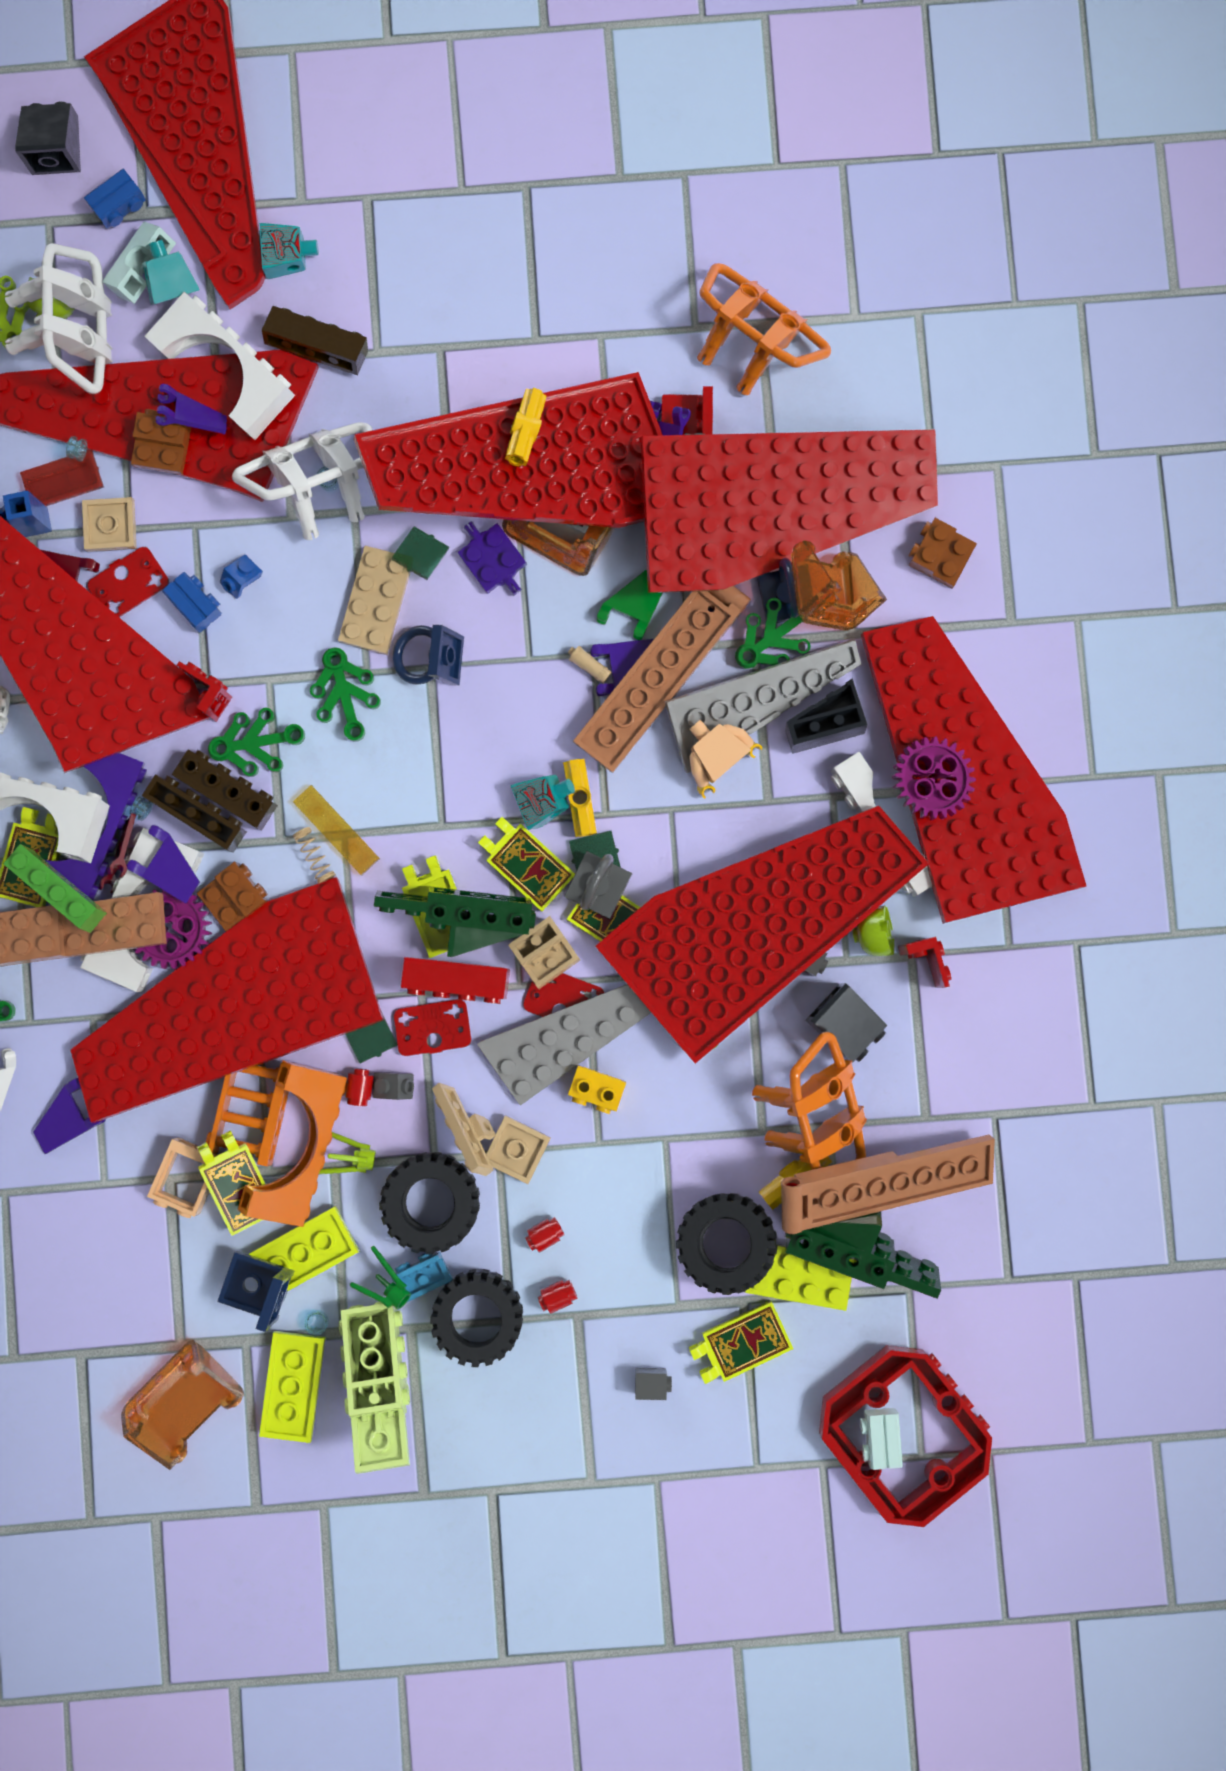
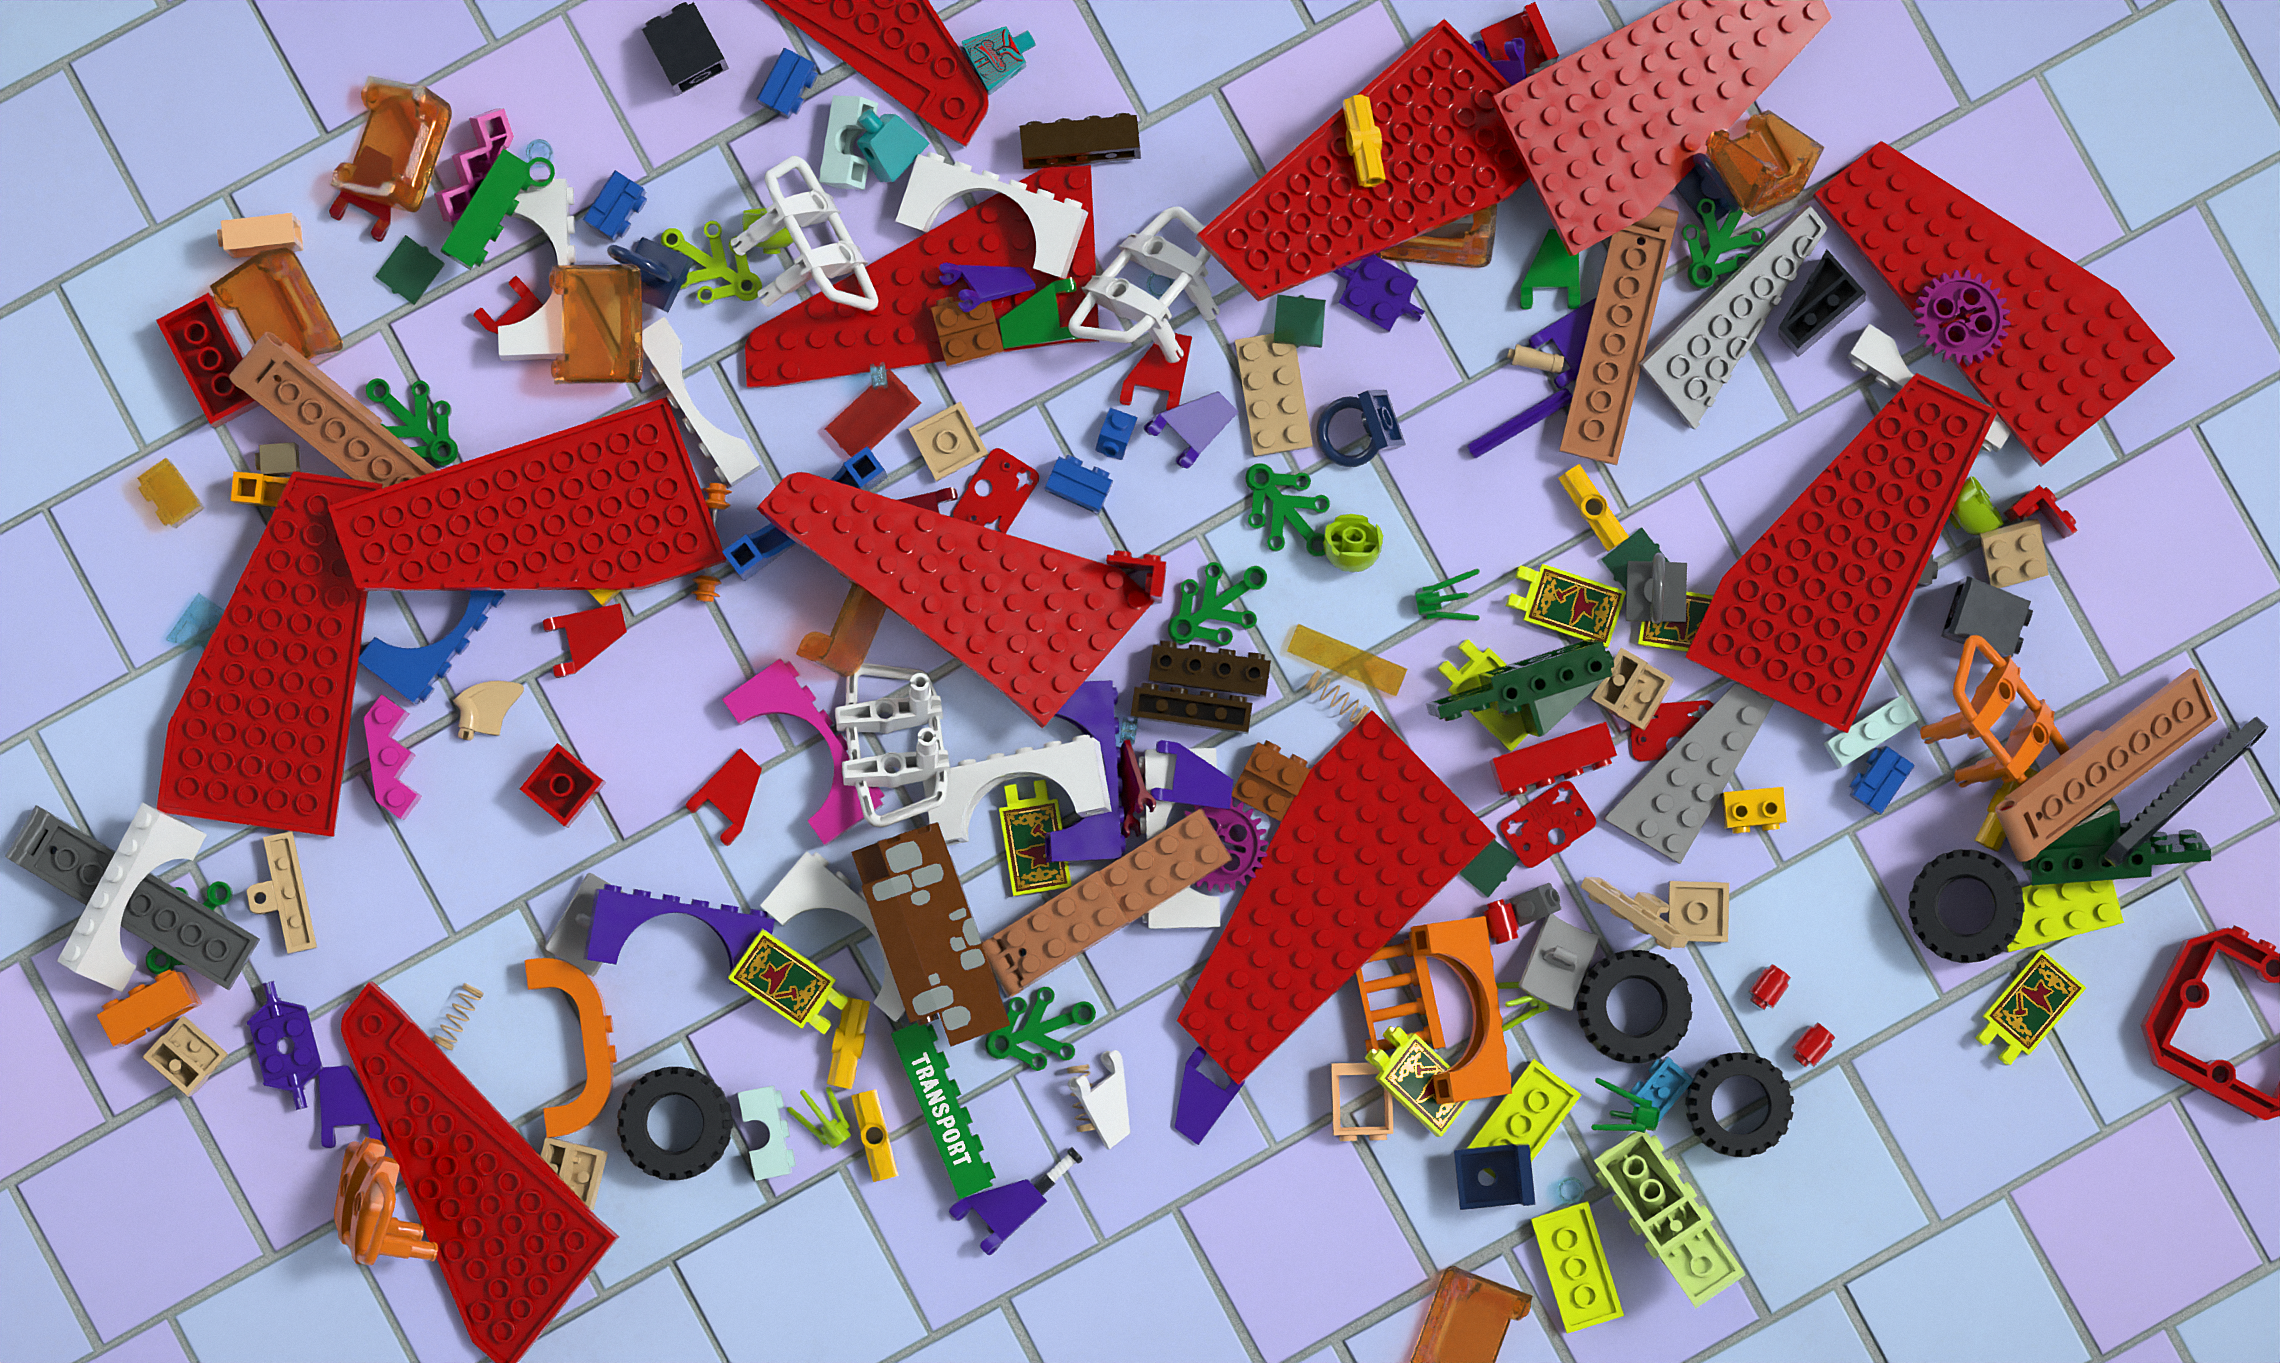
camera: 20 degrees left, 0 degrees up
(55, 888) = (1094, 852): bright green brick -> none
(219, 458) = (1037, 318): none -> green flag
(293, 545) = (1158, 374): none -> red flag
(305, 595) = (1195, 423): none -> flag
(379, 740) = (1352, 543): none -> lime cylinder
(387, 1141) = (1558, 963): none -> light grey shield
(420, 813) = (1430, 602): none -> green plant
(542, 799) = (1555, 526): teal torso -> none
(553, 708) = (1520, 423): none -> dark purple axle
(652, 1384) = (1954, 1091): dark grey brick -> none
(706, 1111) = (1881, 779): none -> blue brick
(716, 1070) = (1870, 731): none -> light aqua arch
(717, 752) = (1719, 393): light nougat torso -> none
(882, 1438) = (2220, 1033): light aqua brick -> none
(891, 982) = (2014, 554): none -> tan plate
(939, 1232) = (2184, 790): none -> black gear
(941, 552) = (1859, 67): dark orange plate -> none

